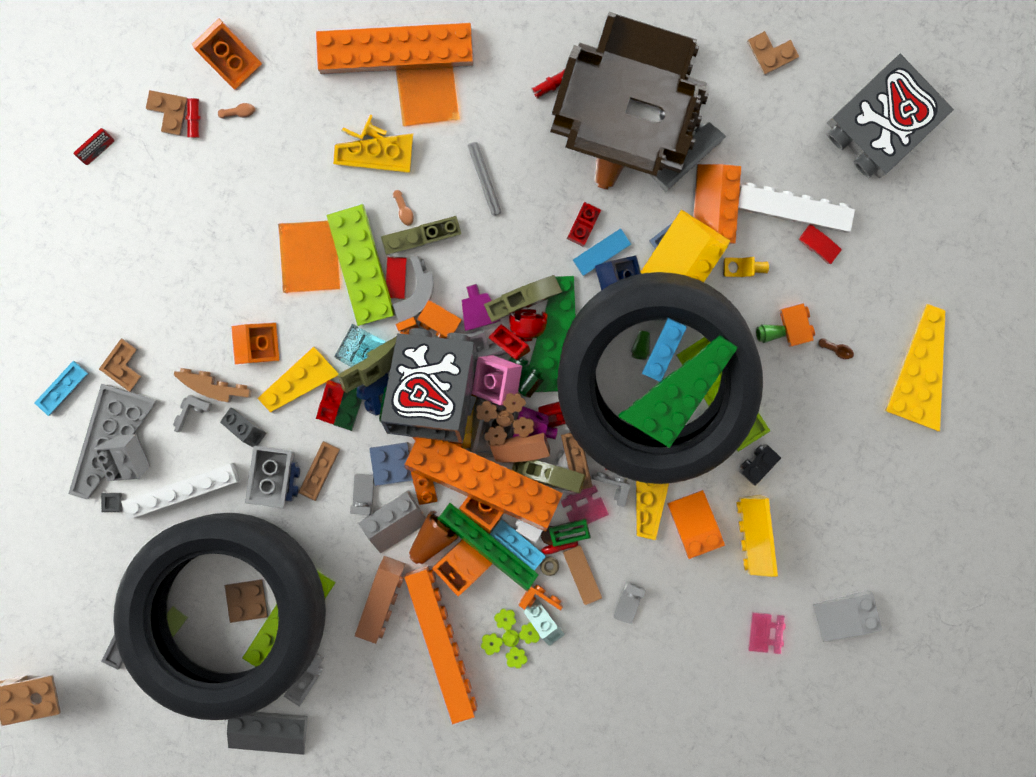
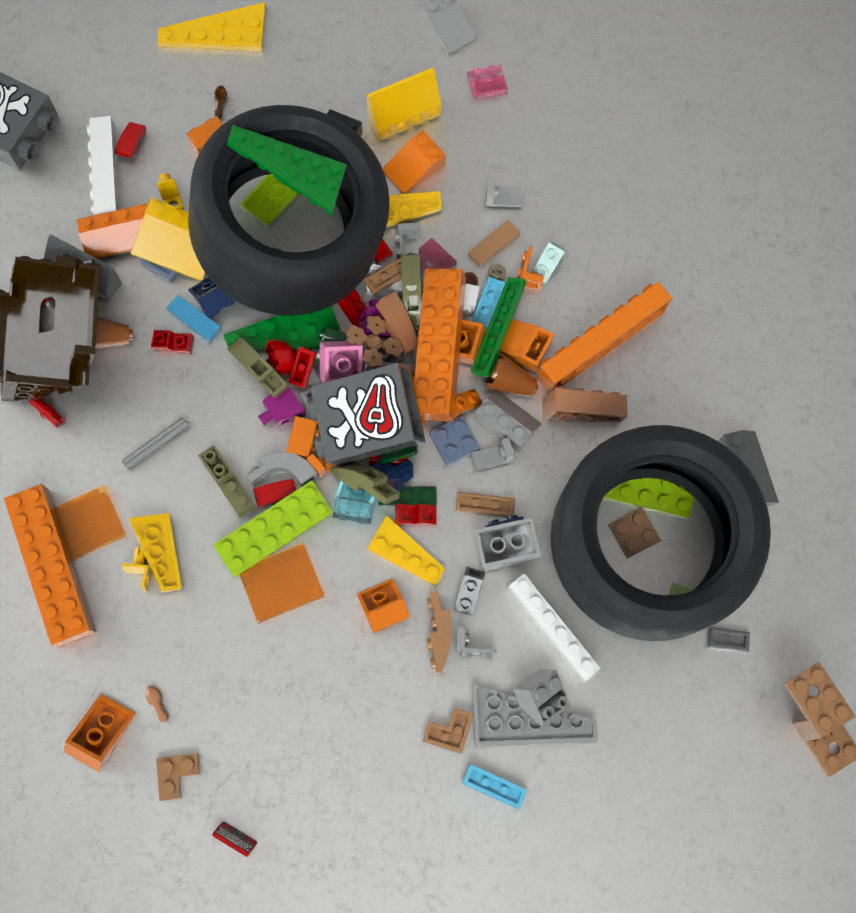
camera: 110 degrees left, 15 degrees down
(111, 502) = (590, 696): dark grey tile -> none
(192, 118) = (175, 745): red pin -> none
(405, 213) = (210, 506): nougat piece -> none
(510, 638) = (575, 285): lime plant -> none
(551, 550) = (482, 278): red piece -> none
(552, 529) = (446, 253): green tile -> none
(664, 349) = (256, 189): dark azure plate -> none

